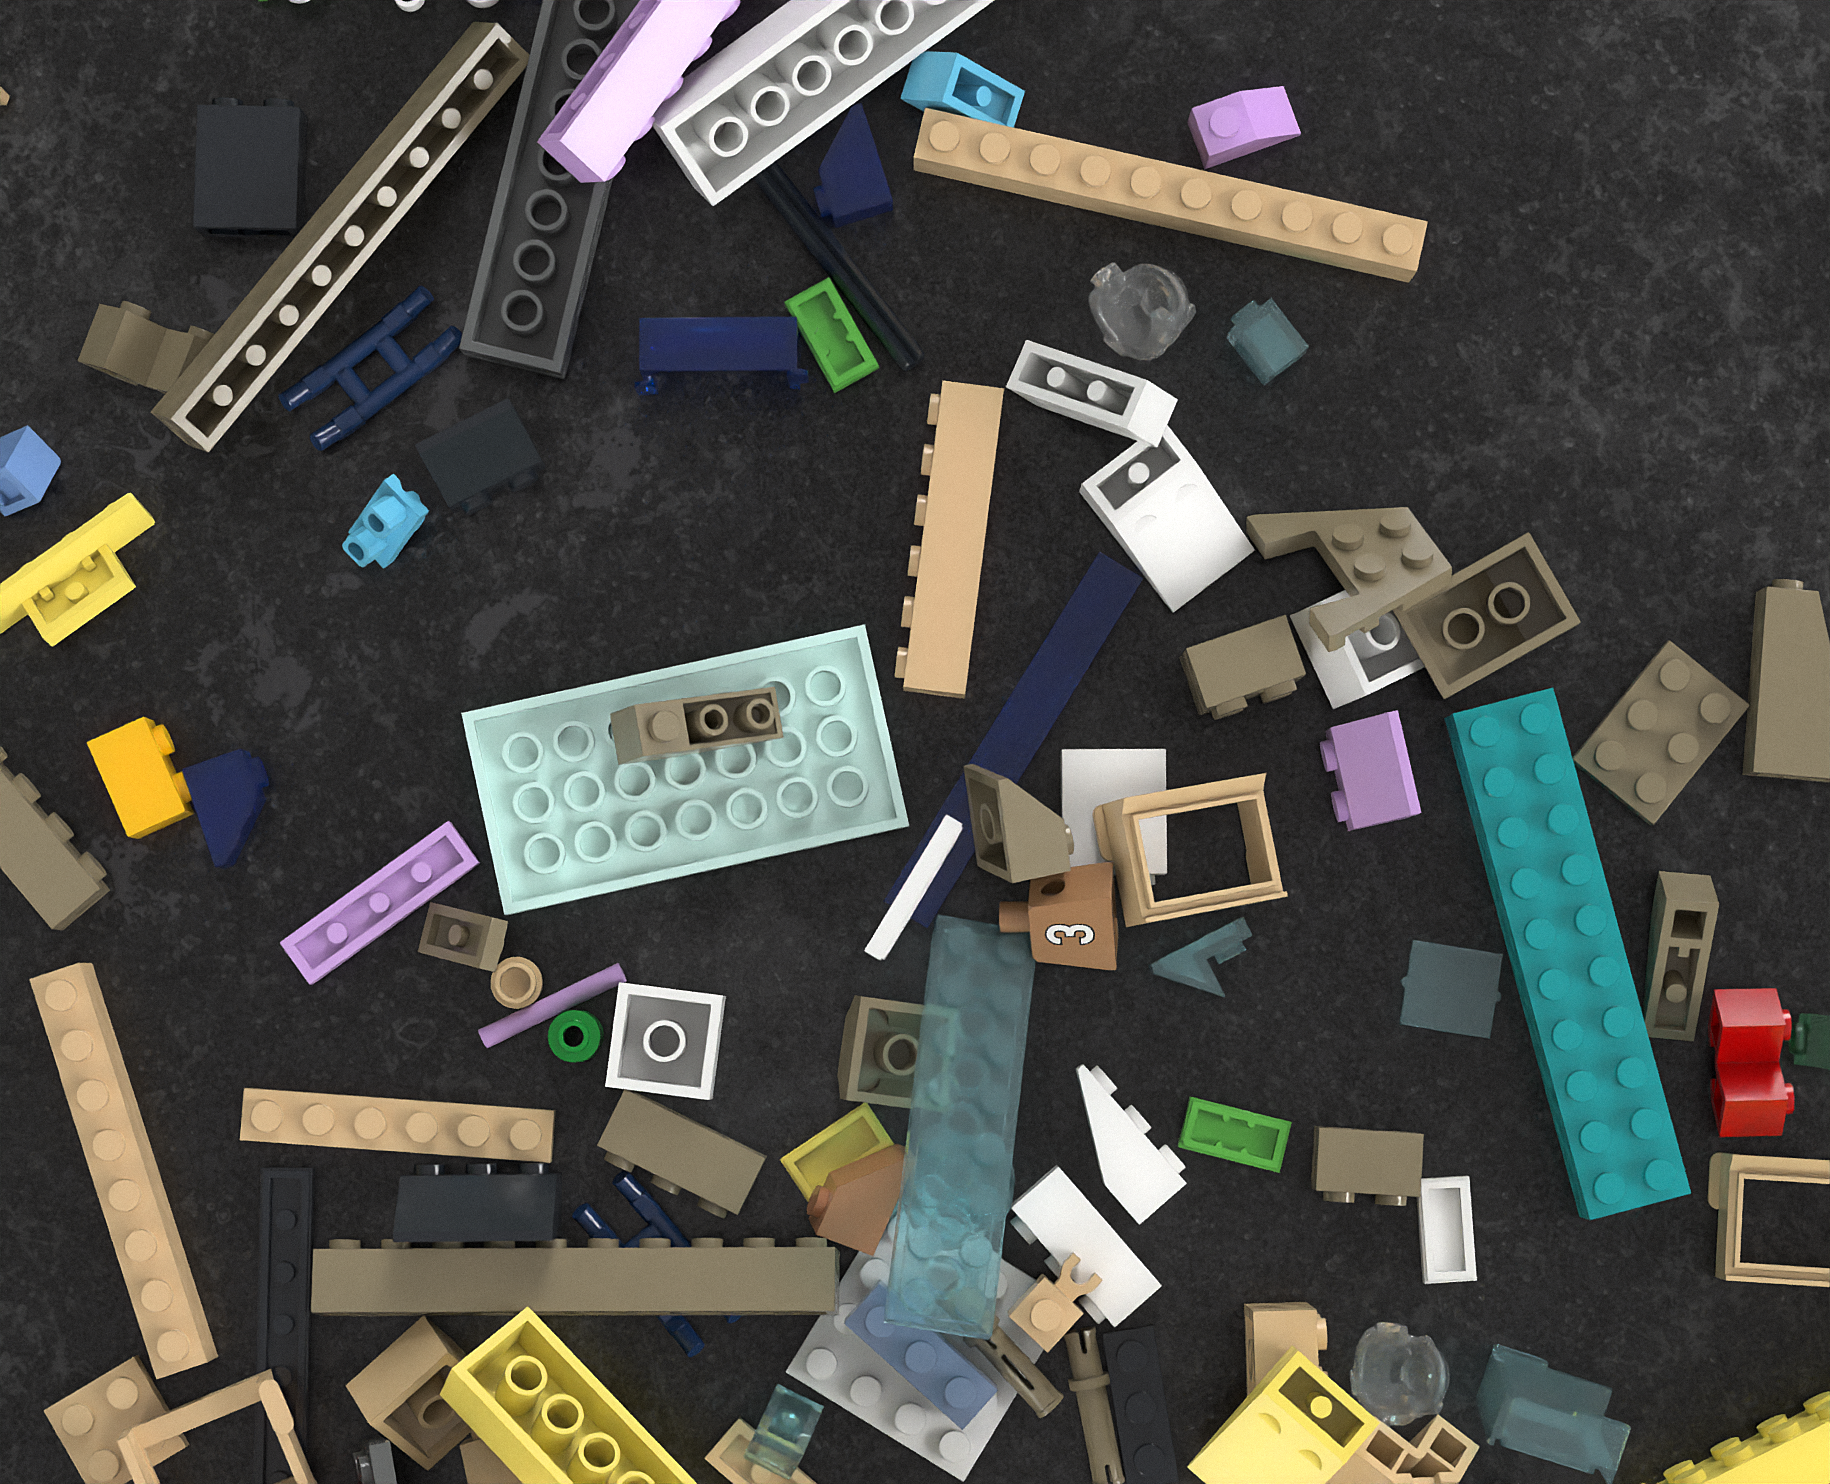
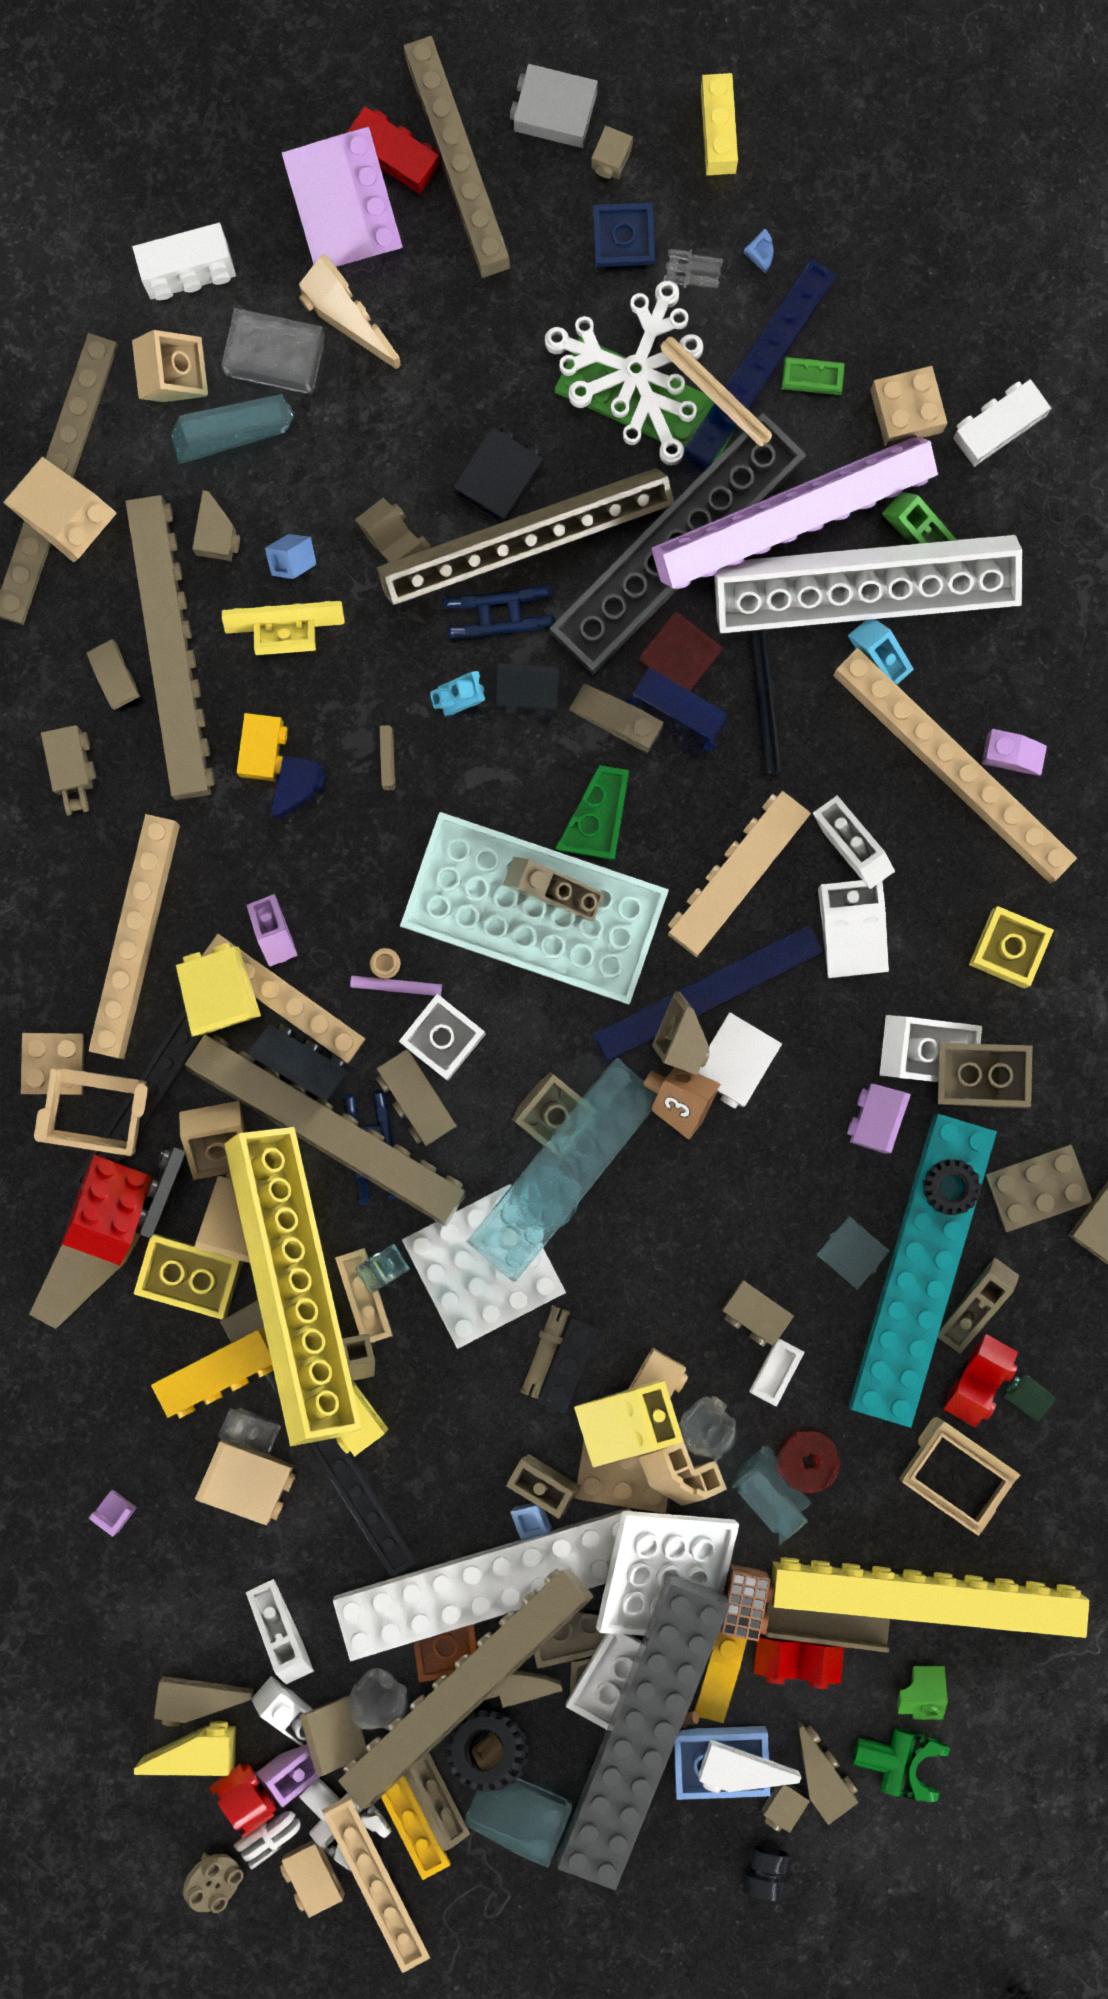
camera: 35 degrees right, 0 degrees up
(291, 1174) = (216, 990): none -> light yellow slope
(320, 1036) = (271, 930): none -> lavender slope
(337, 680) = (387, 757): none -> dark tan tile
(379, 903) = (341, 882): lavender plate -> none
(463, 937) = (372, 924): dark tan slope -> none
(591, 1030) = (407, 1013): green brick -> none
(638, 419) = (617, 717): none -> dark tan slope
(673, 268) = (681, 652): none -> clear red plate
(697, 580) = (597, 819): none -> green wing
(831, 335) = (740, 734): bright green plate -> none
(839, 1144) = (494, 1145): light yellow tile -> none
(852, 175) = (800, 659): clear blue slope -> none
(858, 1200) = (490, 1175): nougat slope -> none
(914, 888) = (613, 1036): white tile -> none
(923, 1359) = (474, 1274): sand blue brick -> none
(1039, 1392) = (522, 1327): dark tan pin -> none
(1048, 1307) = (553, 1288): tan brick -> none
(1069, 1223) = (588, 1268): white brick -> none
(1122, 843) = (731, 1076): tan piece -> none
(1126, 1158) = (637, 1238): white slope -> none
(1140, 309) = (904, 814): clear helmet -> none
(1190, 962) = (728, 1160): clear light blue slope -> none
(1234, 1134) = (698, 1258): bright green plate -> none
(1243, 666) = (846, 1026): dark tan brick -> none
(1265, 339) = (959, 868): clear light blue brick -> none
(1374, 553) = (947, 1009): dark tan wing -> none
(1410, 408) = (1011, 947): none -> light yellow brick
(1551, 1353) = (824, 1455): none -> clear red plate
(1570, 802) = (970, 1183): none -> black tyre

